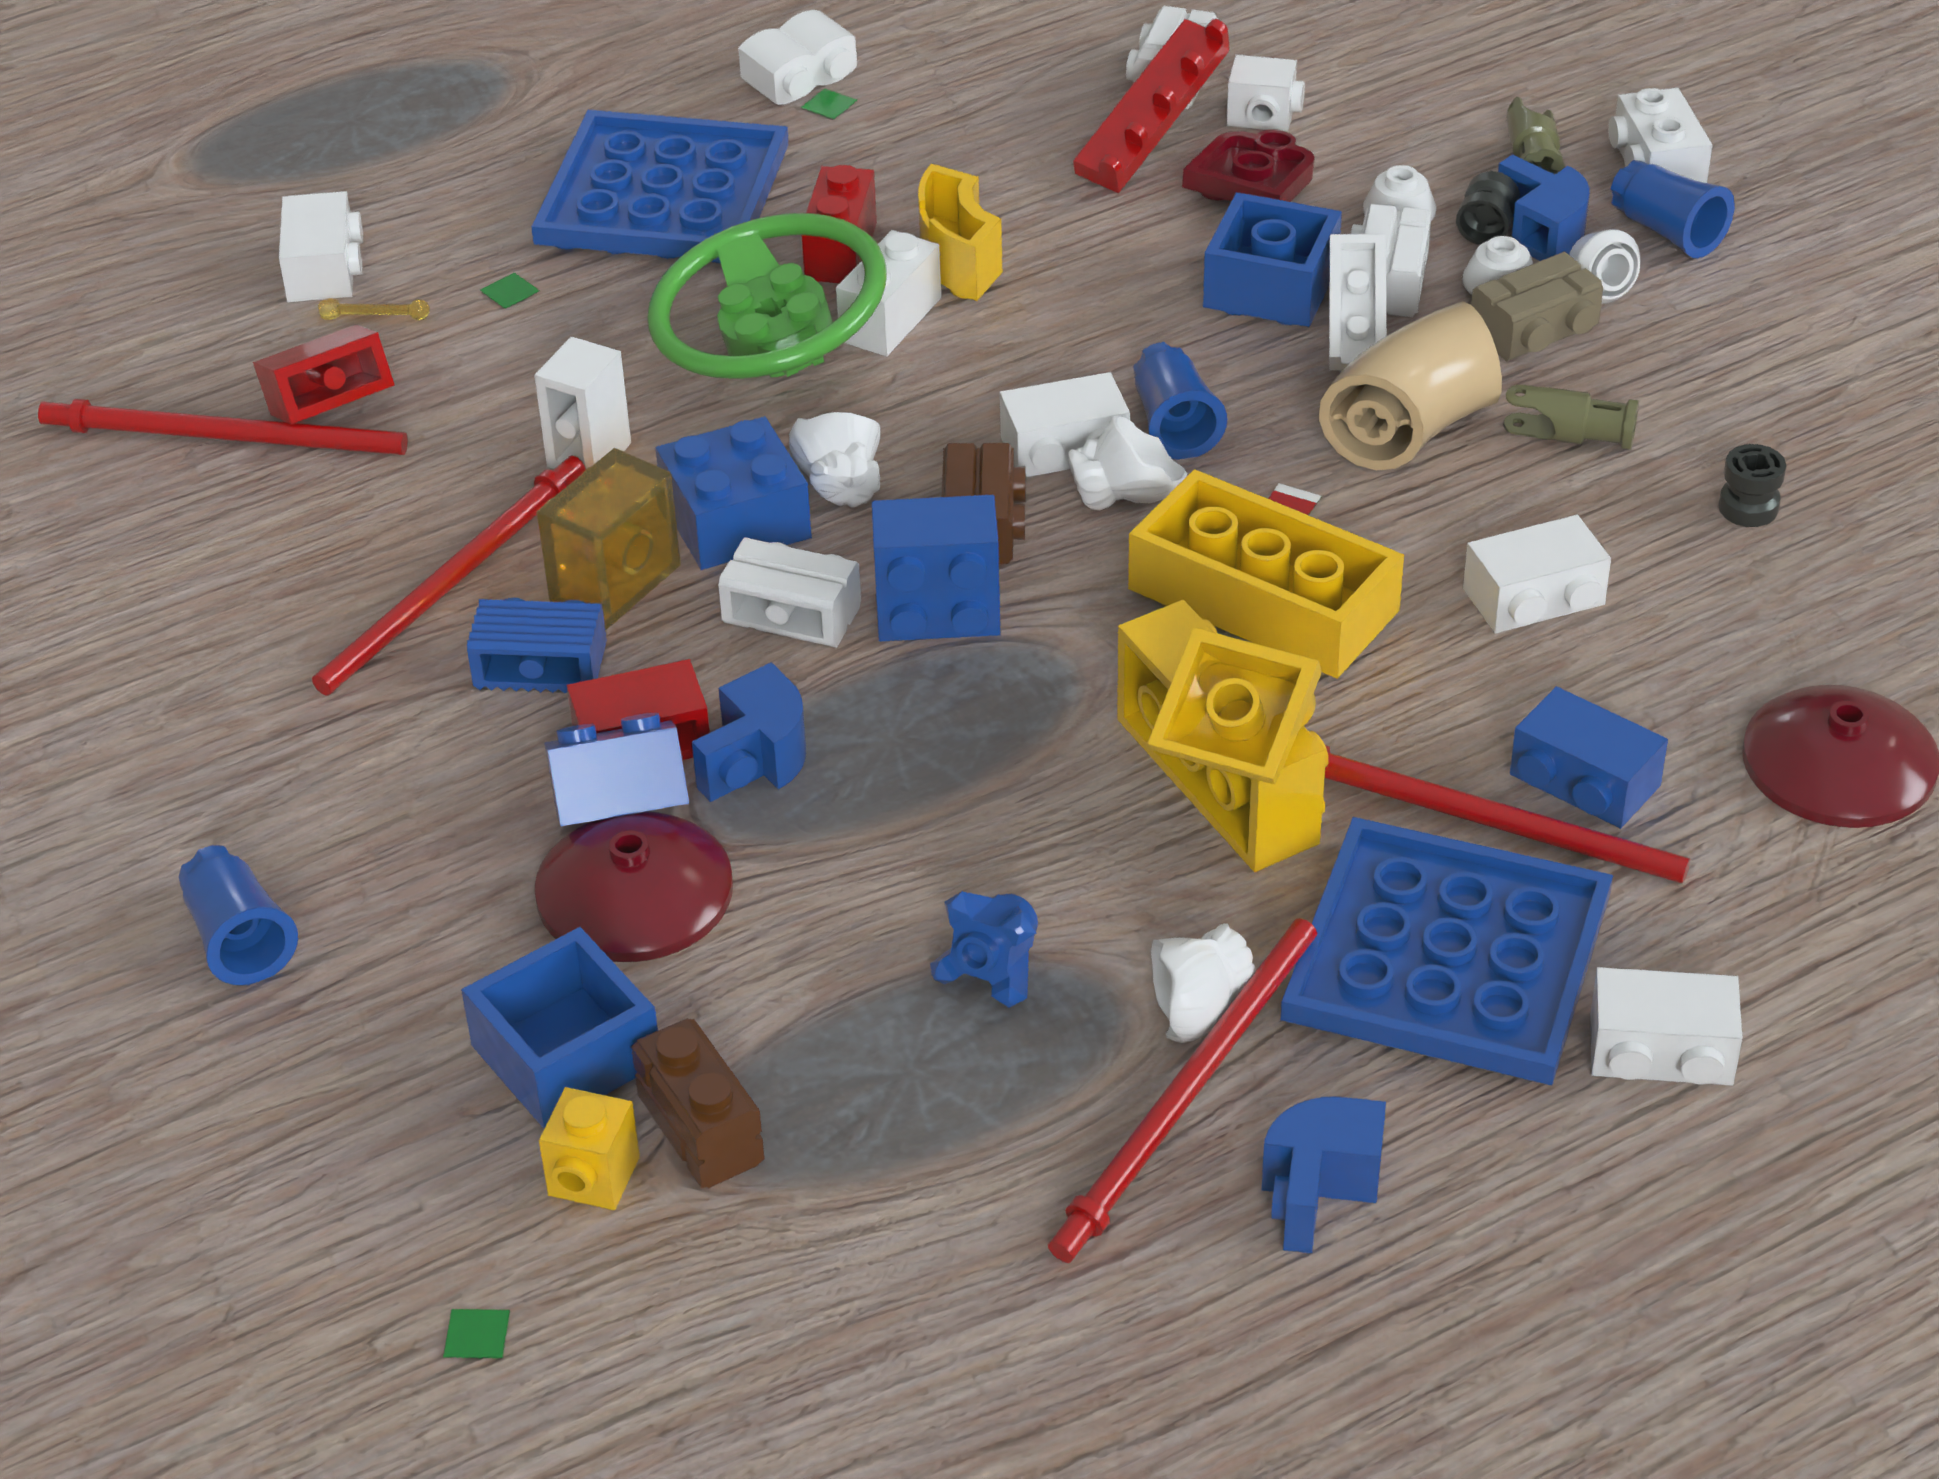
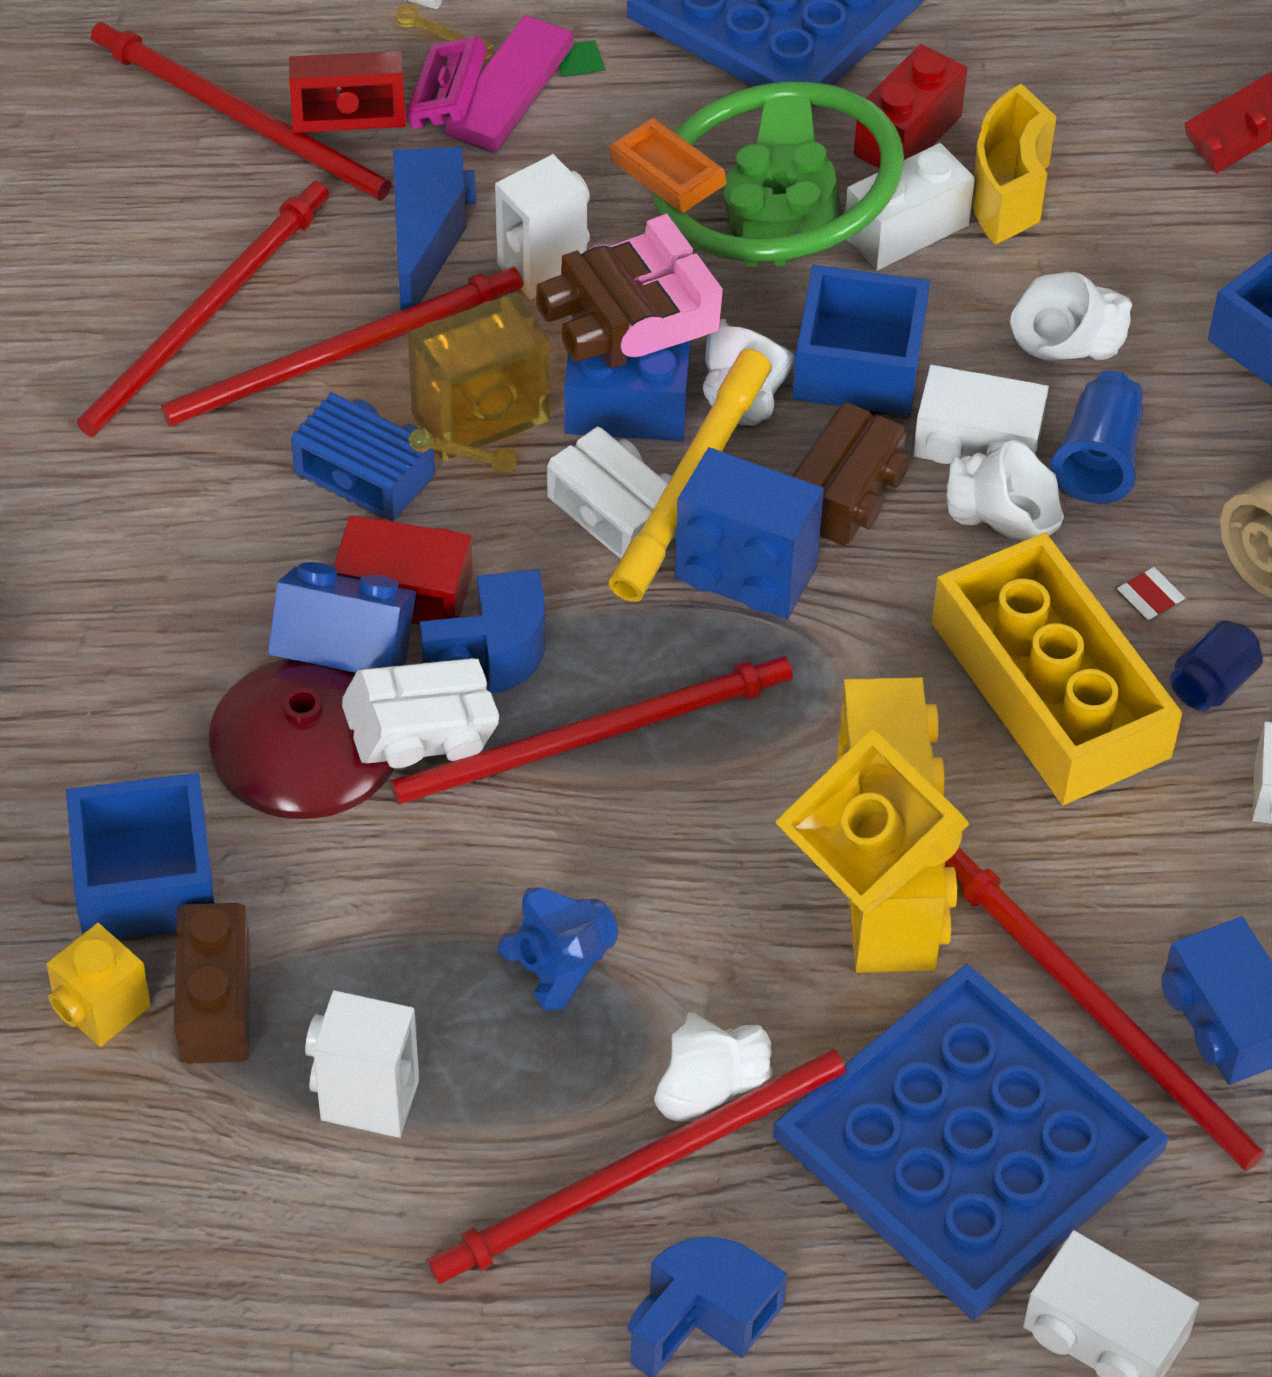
camera: 25 degrees right, 10 degrees up
(333, 490) = (294, 215): none -> red bar
(415, 356) = (455, 80): none -> dark pink tile
(457, 438) = (429, 214): none -> blue slope
(463, 326) = (511, 82): none -> dark pink tile
(662, 605) = (501, 460): none -> clear yellow hinge
(668, 321) = (667, 165): none -> orange tile
(721, 415) = (632, 296): none -> hips
(740, 812) = (420, 711): none -> white brick
(859, 607) = (649, 547): none -> yellow piece
(893, 1099) = (364, 1063): none -> white brick
(925, 395) = (861, 339): none -> blue piece
(999, 691) = (744, 681): none -> red bar
(1085, 324) = (1070, 318): none -> white hair
(1393, 518) = (1216, 665): none -> clear blue brick

